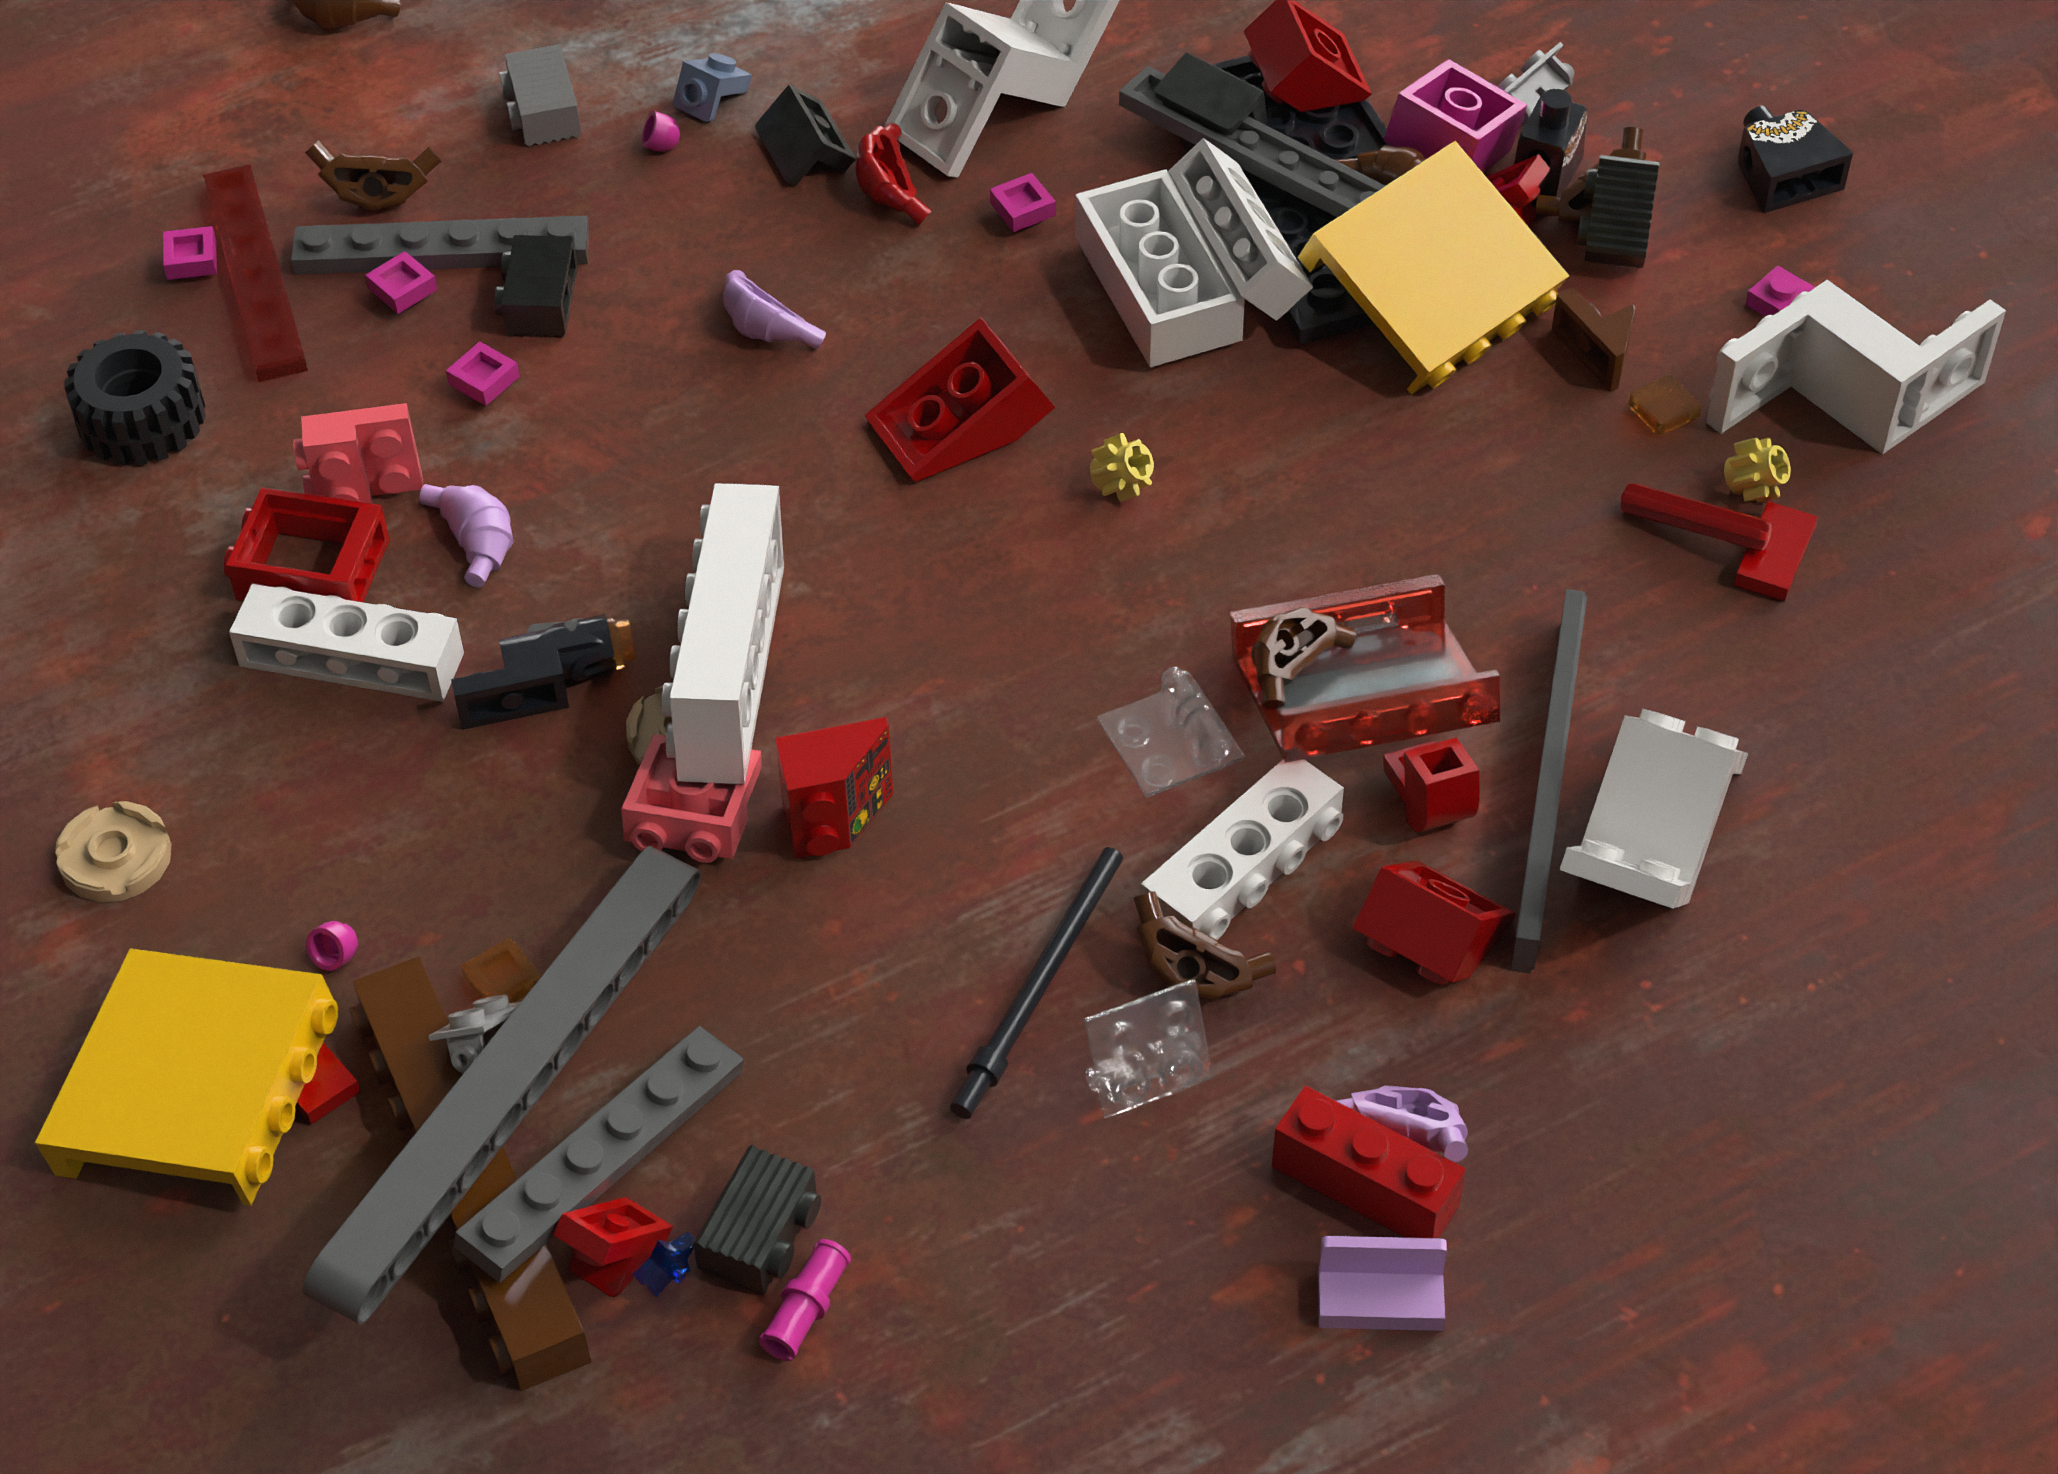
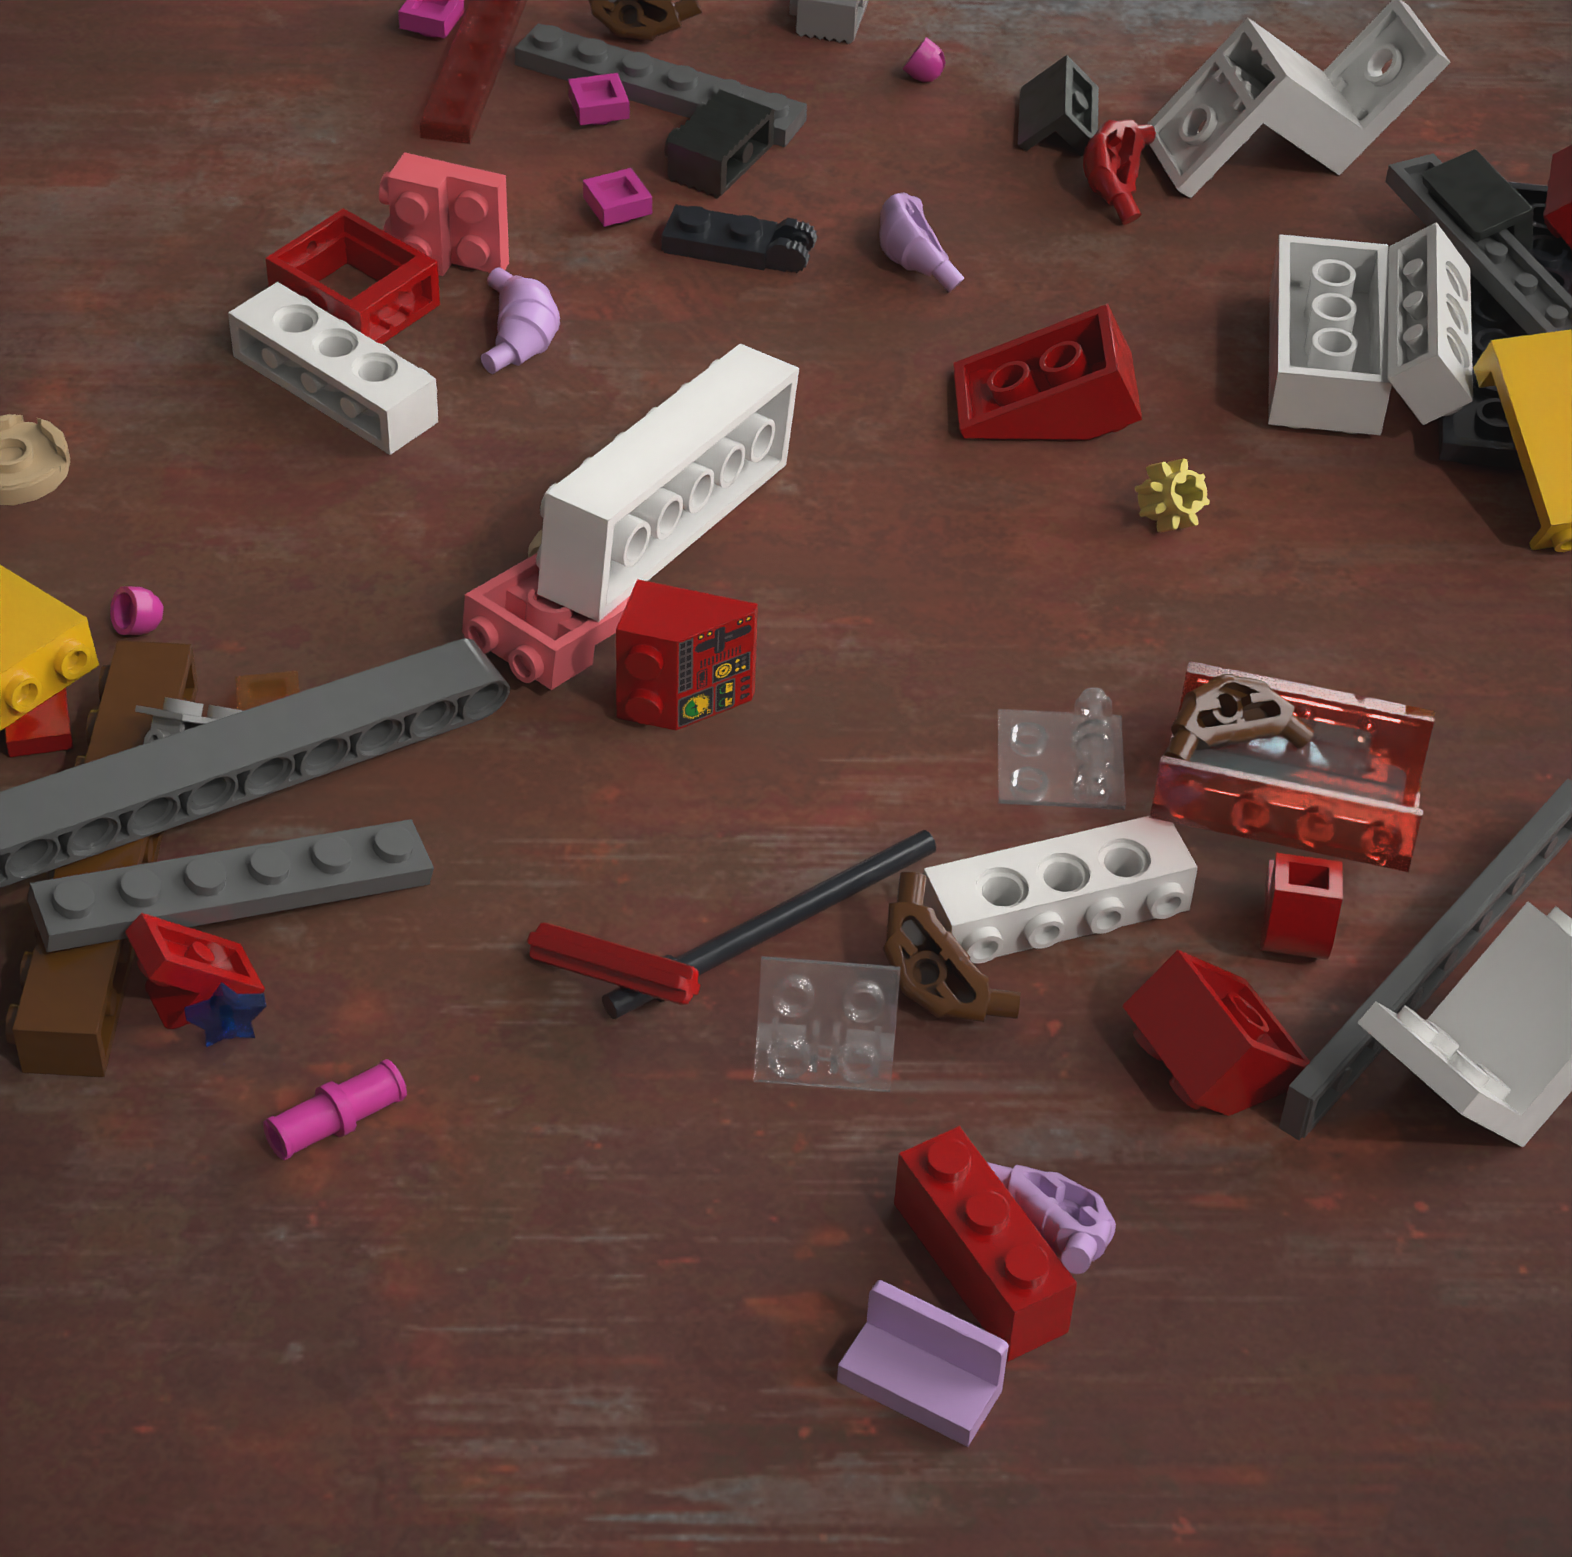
camera: 25 degrees right, 5 degrees down
(135, 397) = (294, 103): black tyre -> none
(539, 667) = (485, 456): black plate -> none
(611, 371) = (738, 239): none -> black hinge
(704, 83) = (996, 30): sand blue bracket -> none
(757, 1220) = (339, 1015): pearl dark grey brick -> none
(947, 1074) = (614, 963): none -> red axle
(1022, 202) = (1235, 236): dark pink plate -> none

